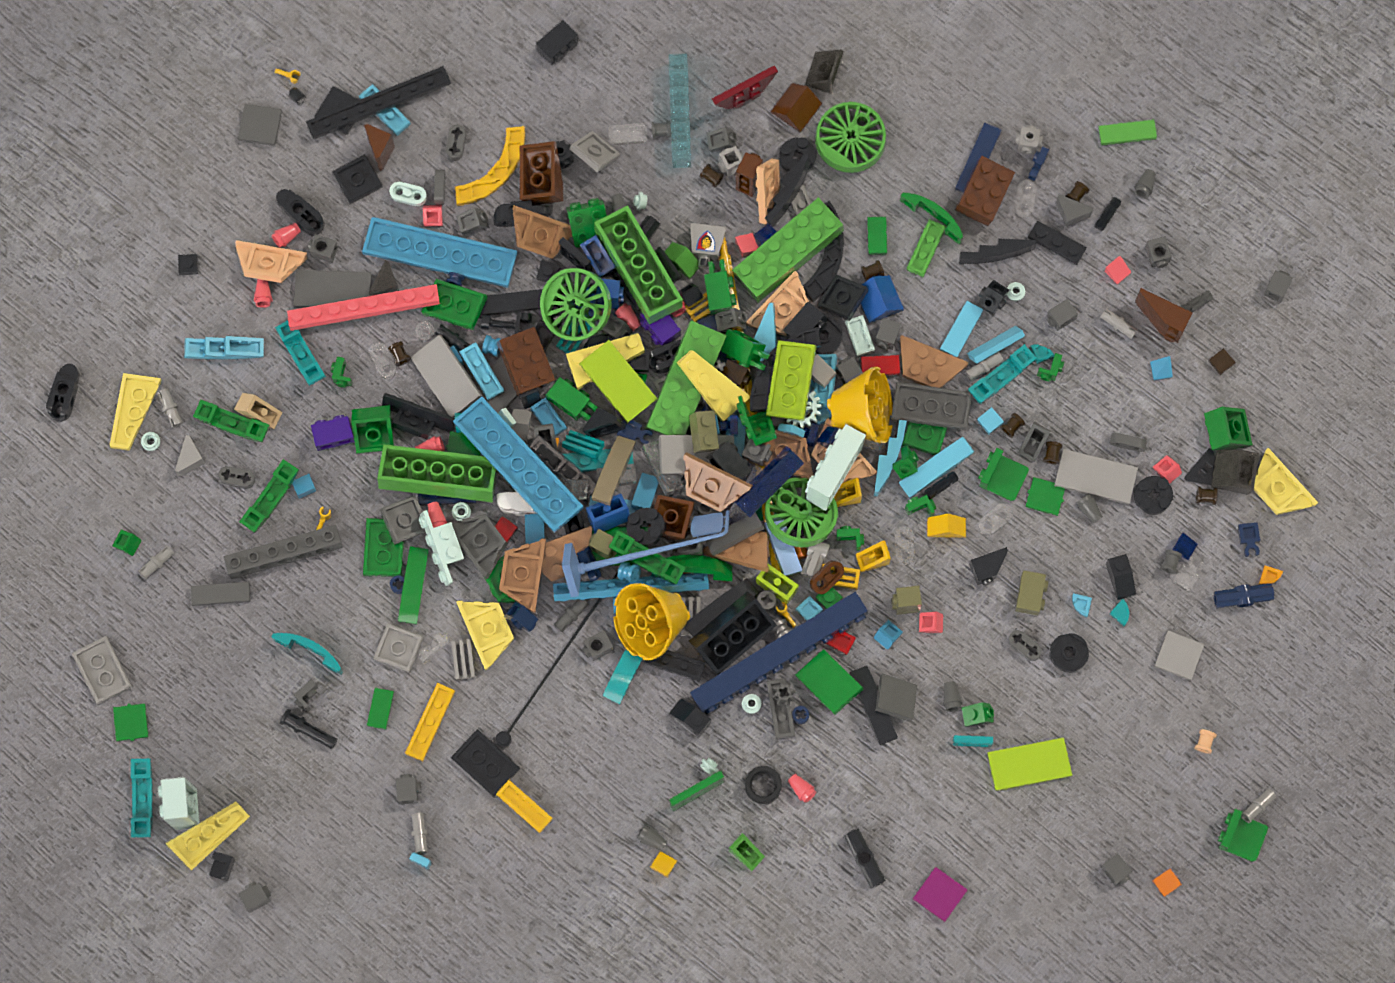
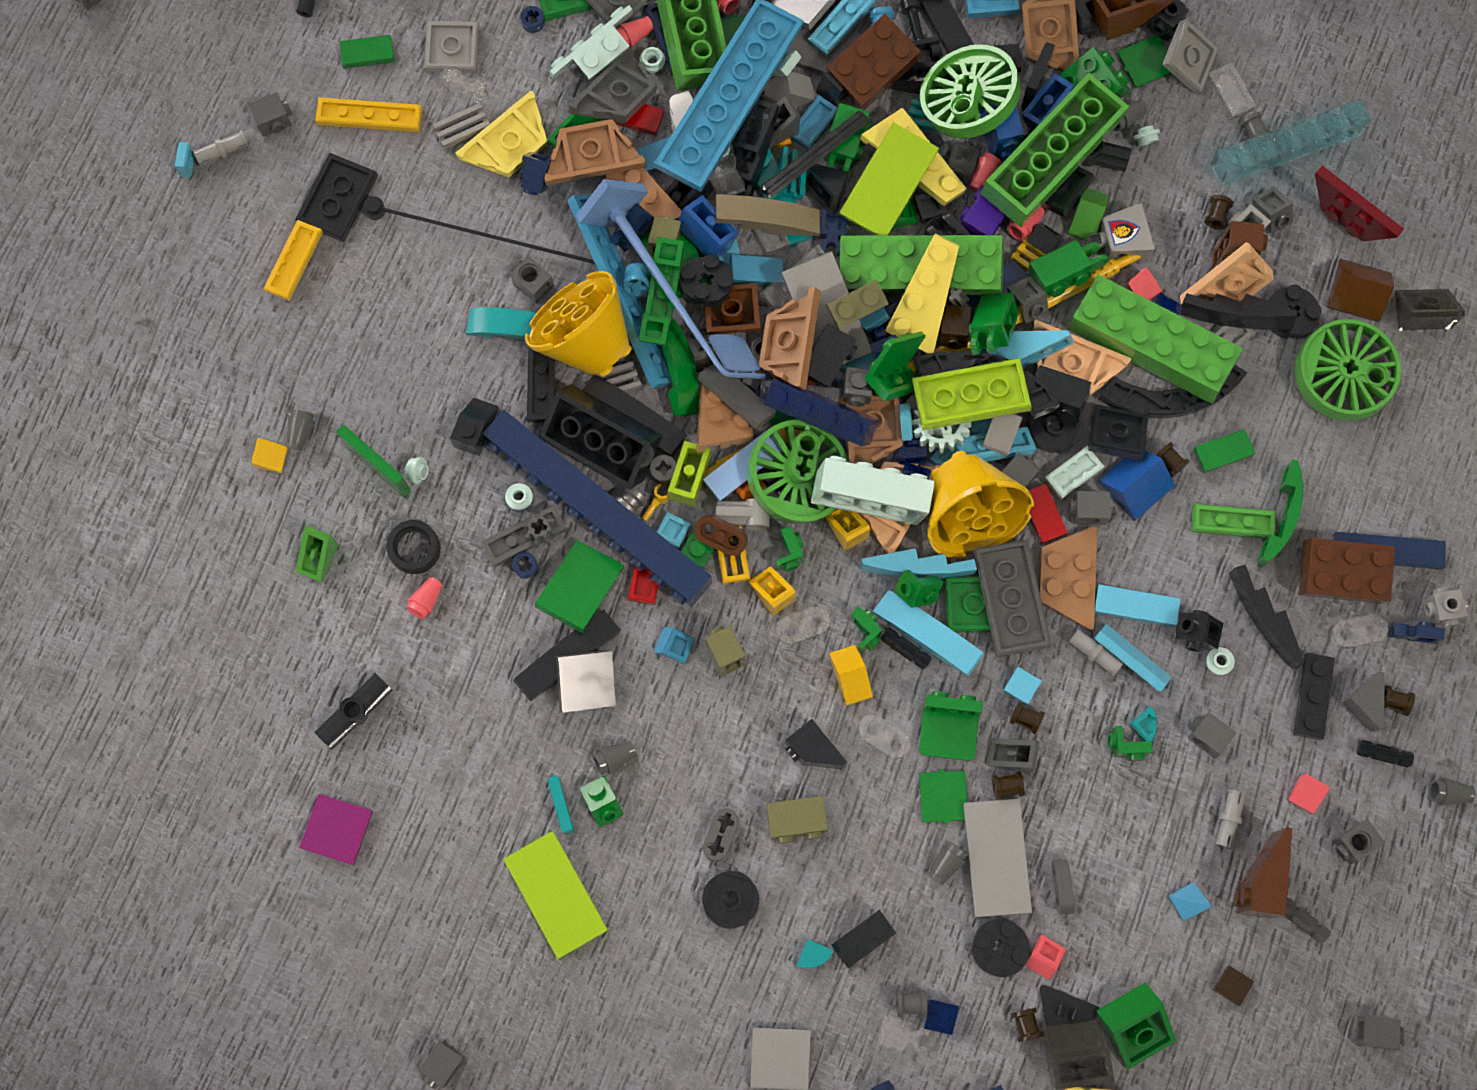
camera: 70 degrees right, 0 degrees up
(413, 585) = (537, 33): green slope -> none
(571, 614) = (562, 233): dark grey pin -> none
(580, 423) = (814, 154): none -> black axle
(583, 181) = (1144, 61): none -> green piece
(931, 622) = (710, 697): coral slope -> none
(1003, 374) = (1092, 681): teal slope -> none
(1081, 604) = (807, 896): medium azure tile -> none

